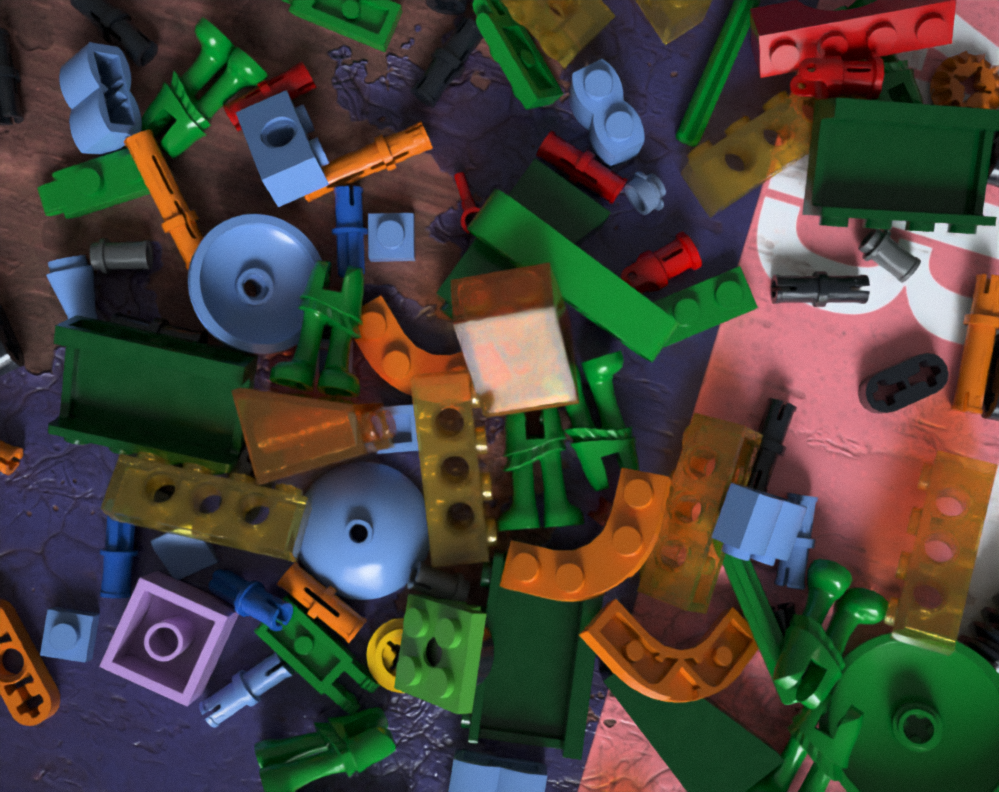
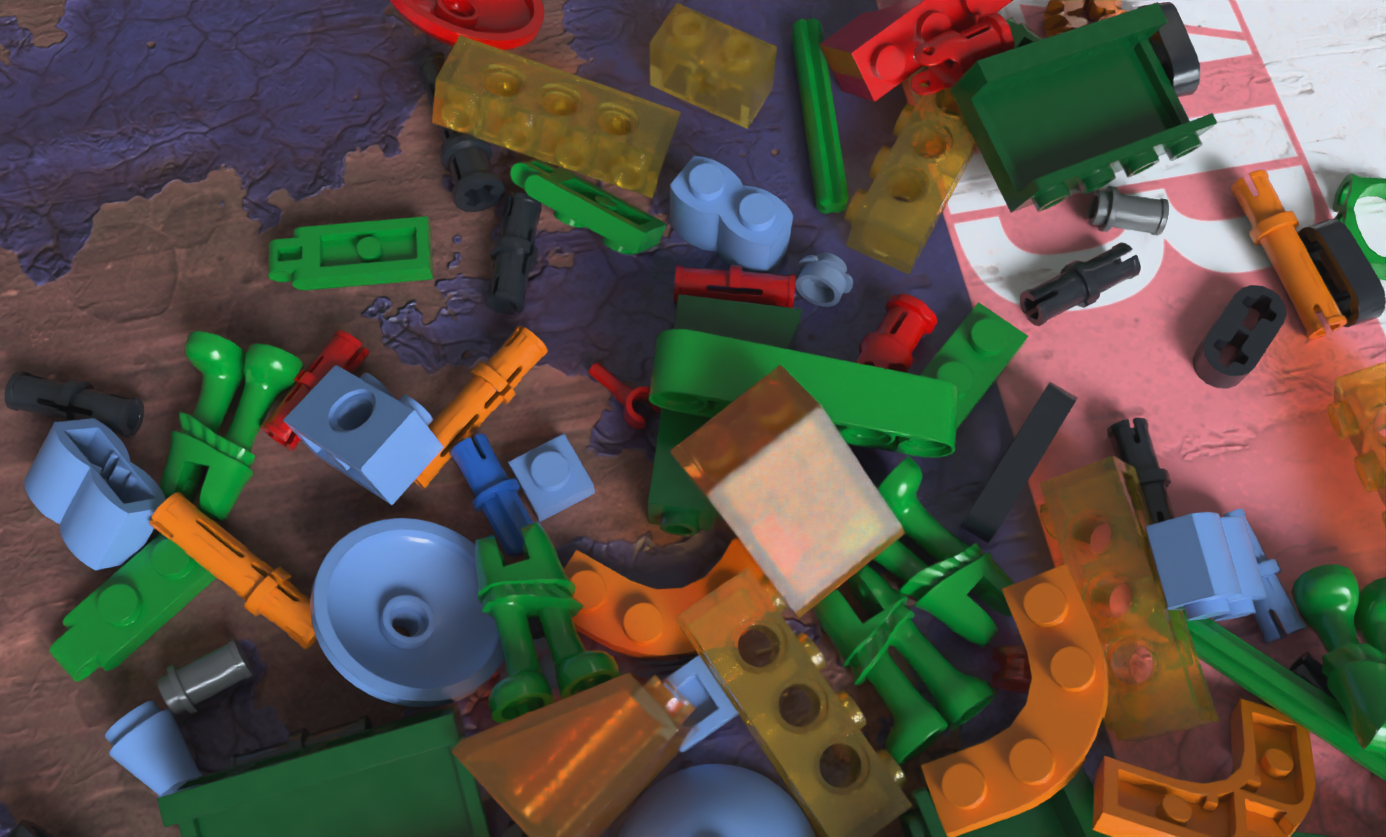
camera: 30 degrees left, 20 degrees down
(694, 389) = (1018, 463): none -> black beam

